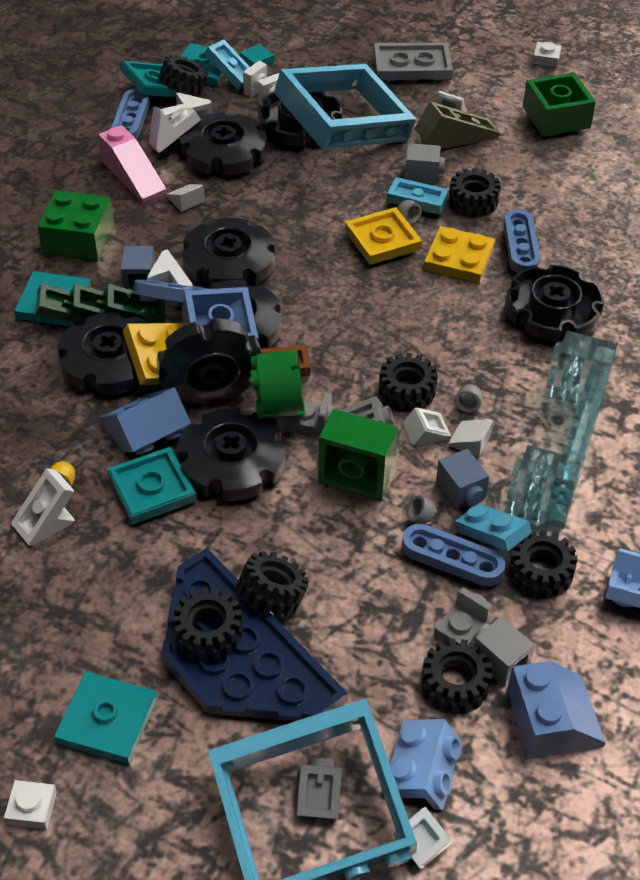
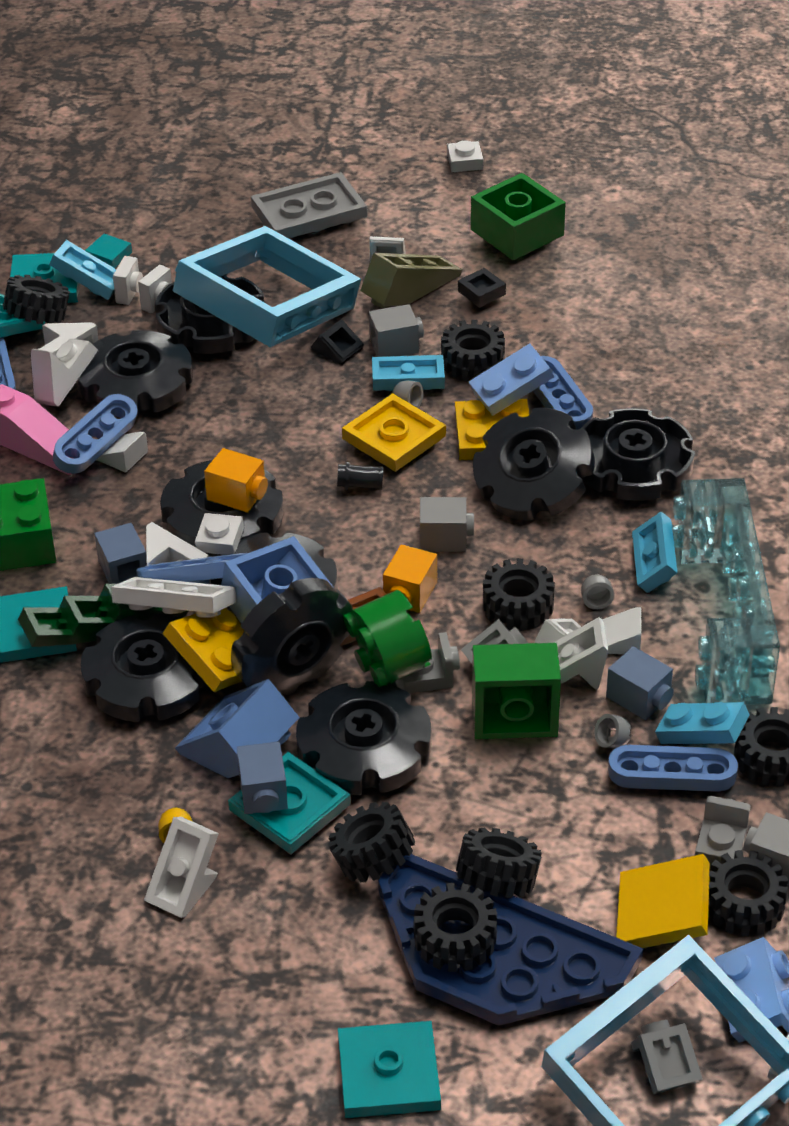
camera: 20 degrees left, 5 degrees down
(132, 459) = (262, 777): none -> sand blue brick
(145, 306) = (174, 596): none -> white plate
(176, 170) = (99, 424): none -> medium blue plate
(187, 535) = (371, 842): none -> black tyre
(209, 272) = (219, 534): none -> white plate
(237, 235) = (235, 480): none -> light orange brick
(333, 345) = (413, 574): none -> light orange brick
(340, 260) = (359, 476): none -> black pin
(380, 161) = (338, 342): none -> black slope
(380, 313) = (444, 524): none -> light grey brick
(384, 661) = (664, 902): none -> yellow tile
(423, 442) = (584, 653): none -> white slope
(470, 287) = (533, 464): none -> black piece
(484, 219) = (511, 379): none -> light blue bracket
(506, 149) = (481, 287): none -> black plate
(529, 382) = (654, 552): none -> medium azure plate

